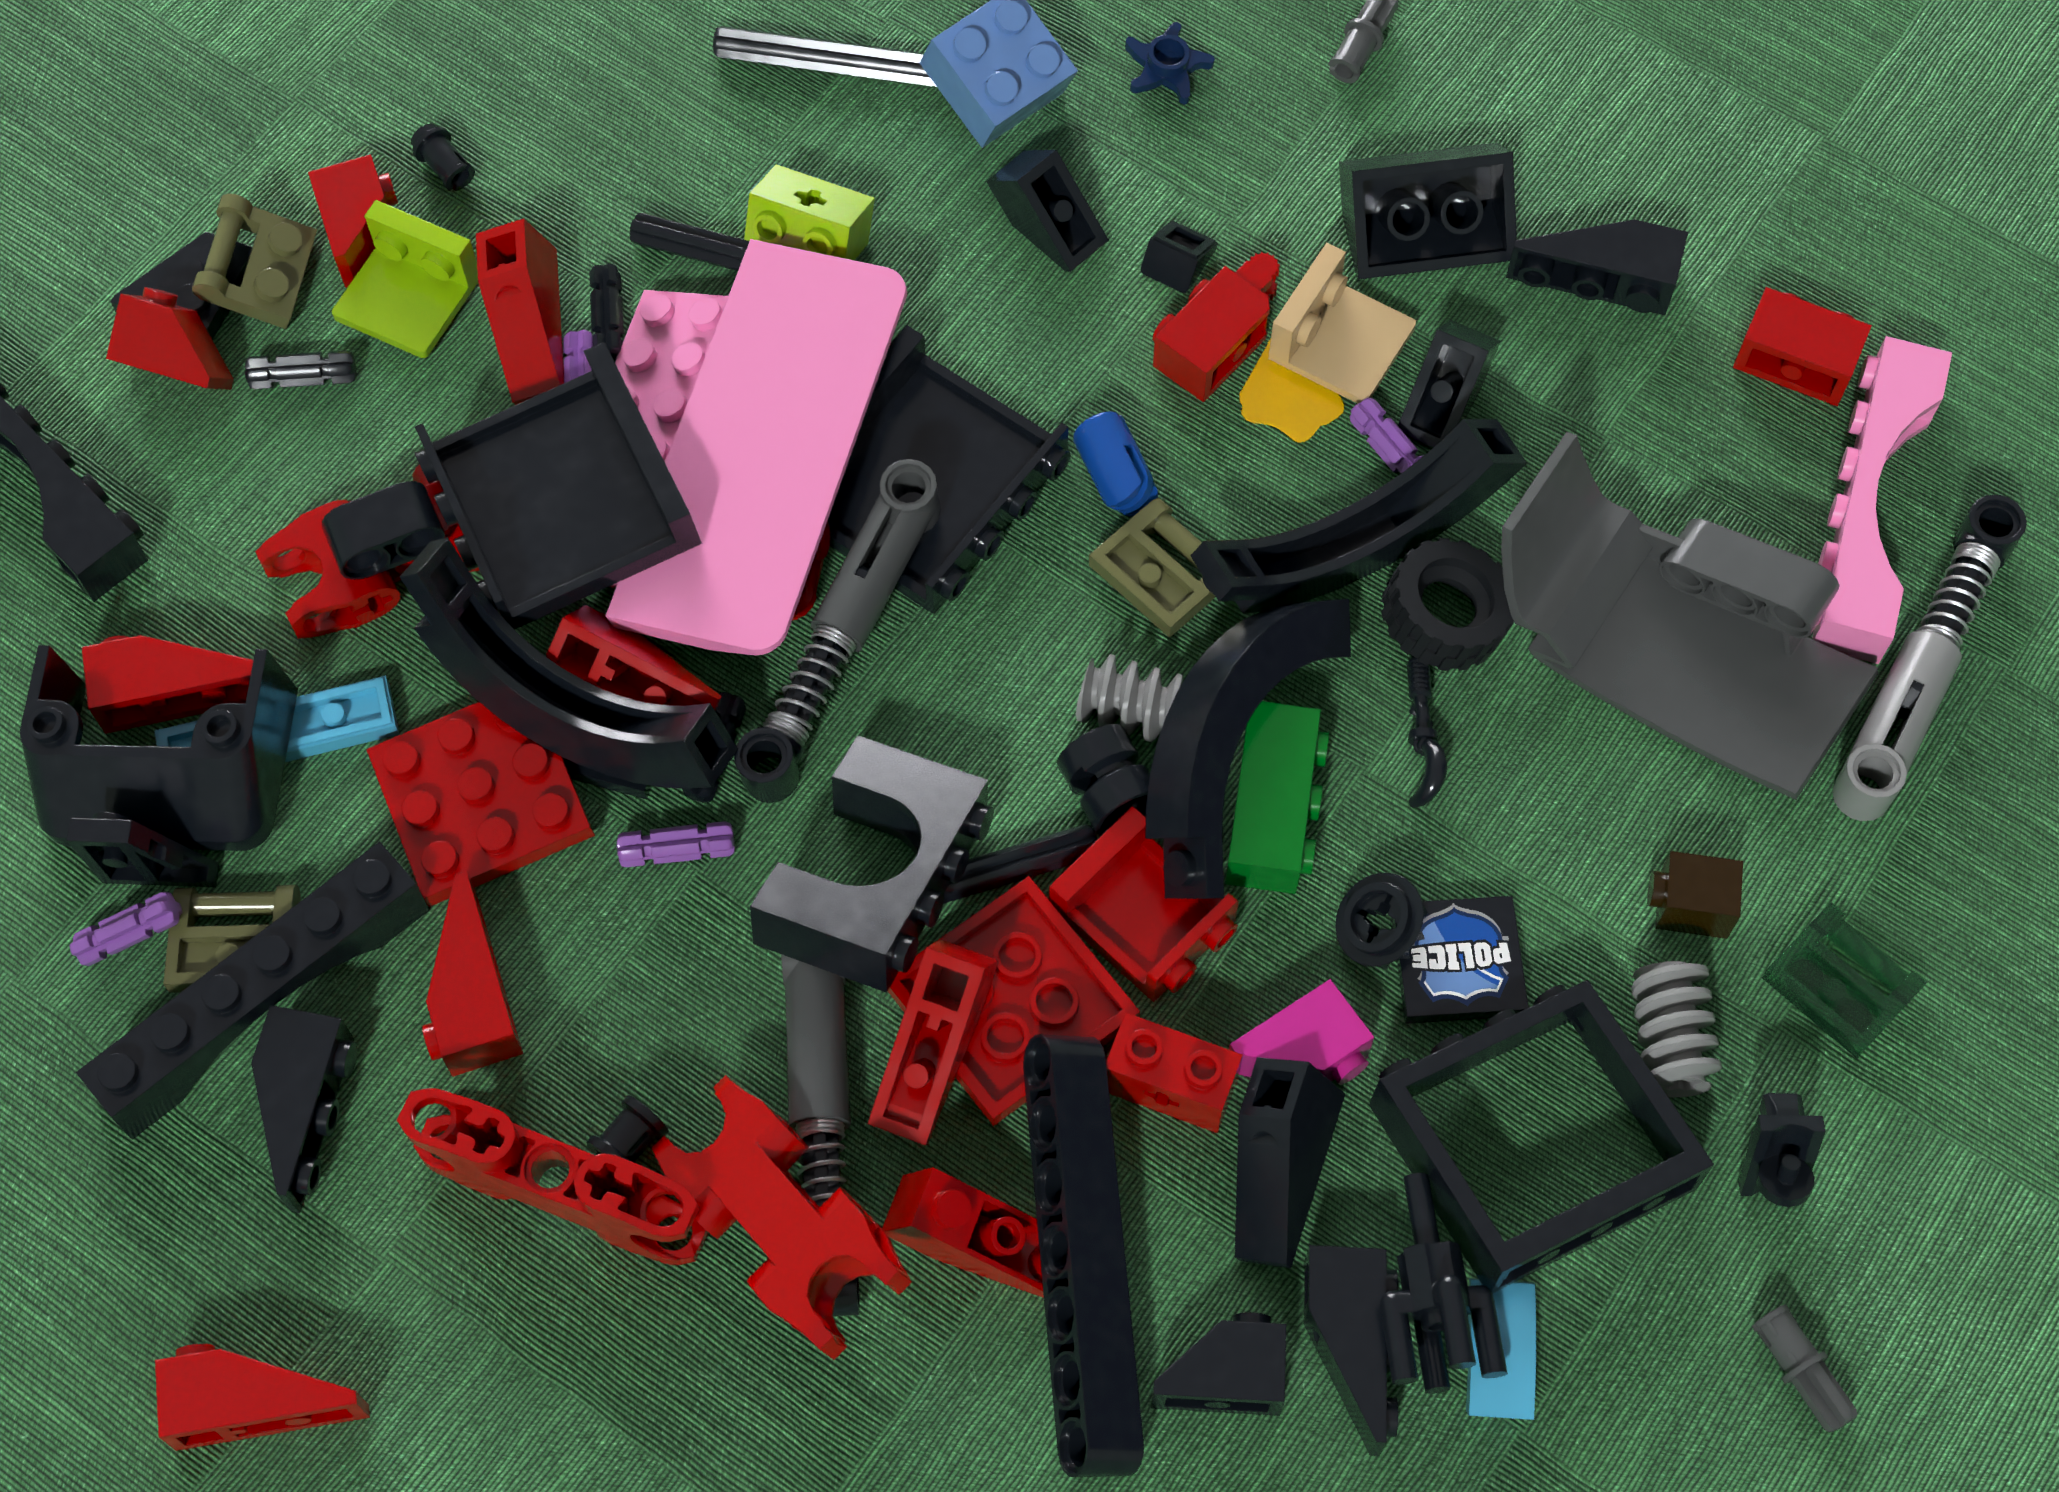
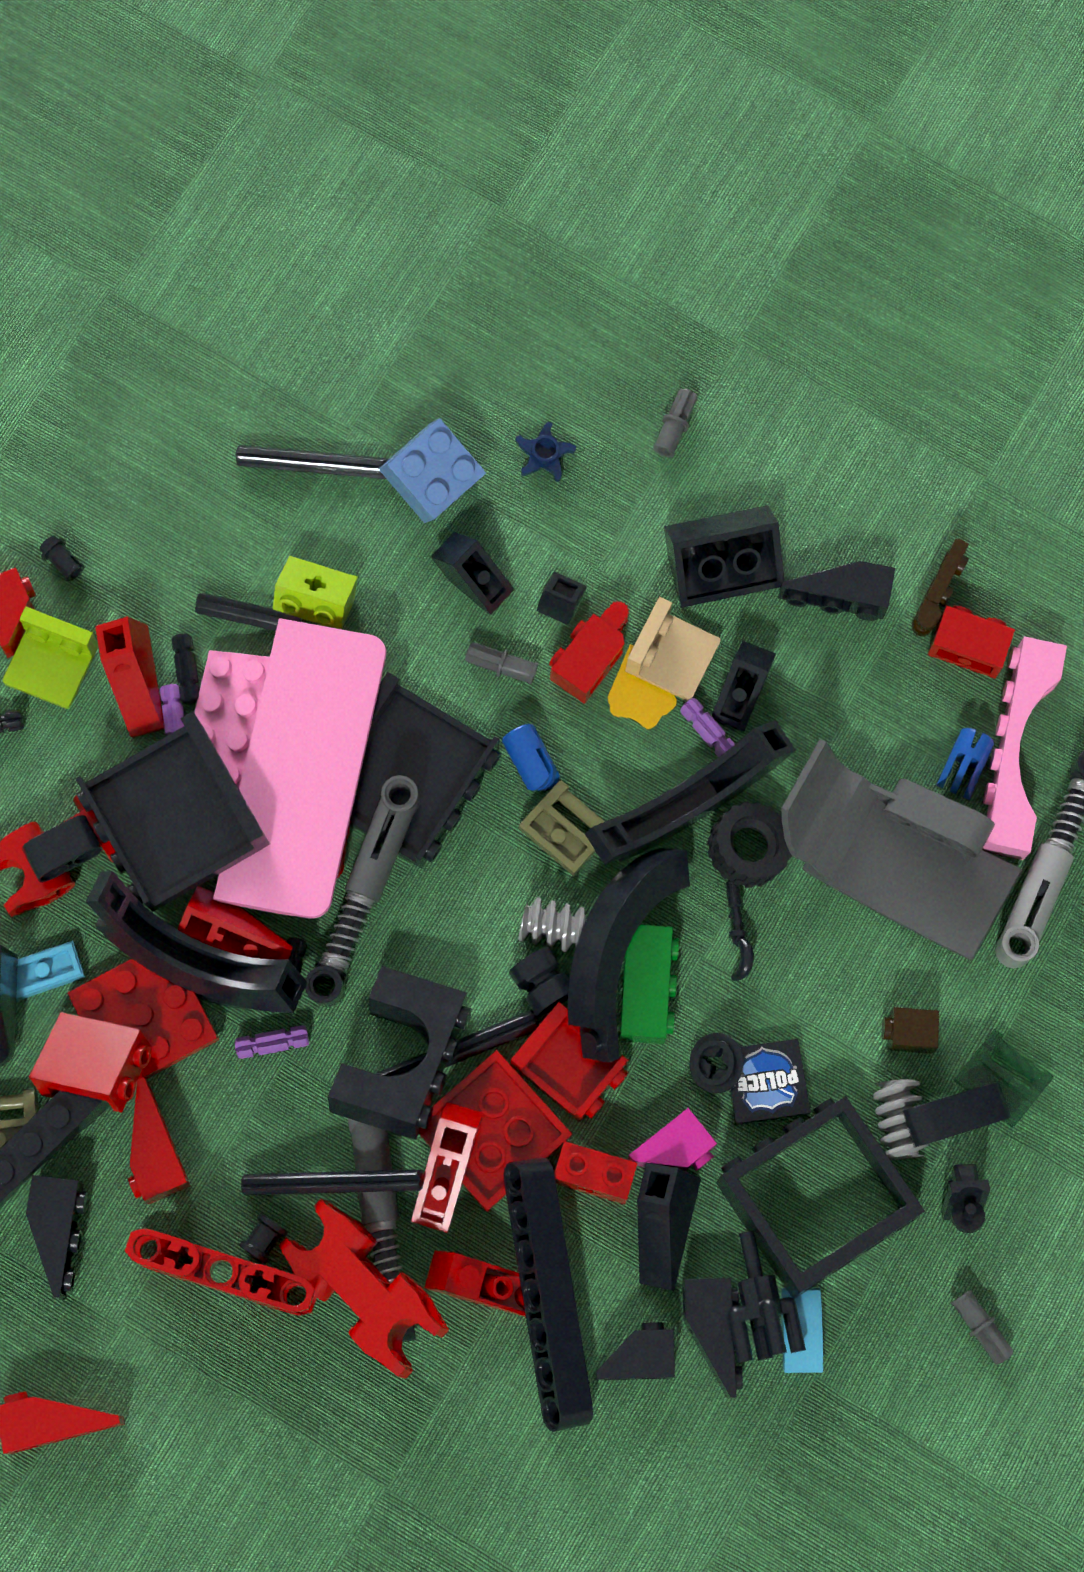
camera: 10 degrees left, 10 degrees up
(387, 837) = (91, 1060): none -> panel
(748, 1050) = (332, 1182): none -> black axle
(1082, 334) = (501, 662): none -> dark grey axle
(1755, 272) = (940, 590): none -> dark brown hinge
(1769, 1015) = (956, 1114): none -> black beam
(1794, 505) = (968, 757): none -> blue arm

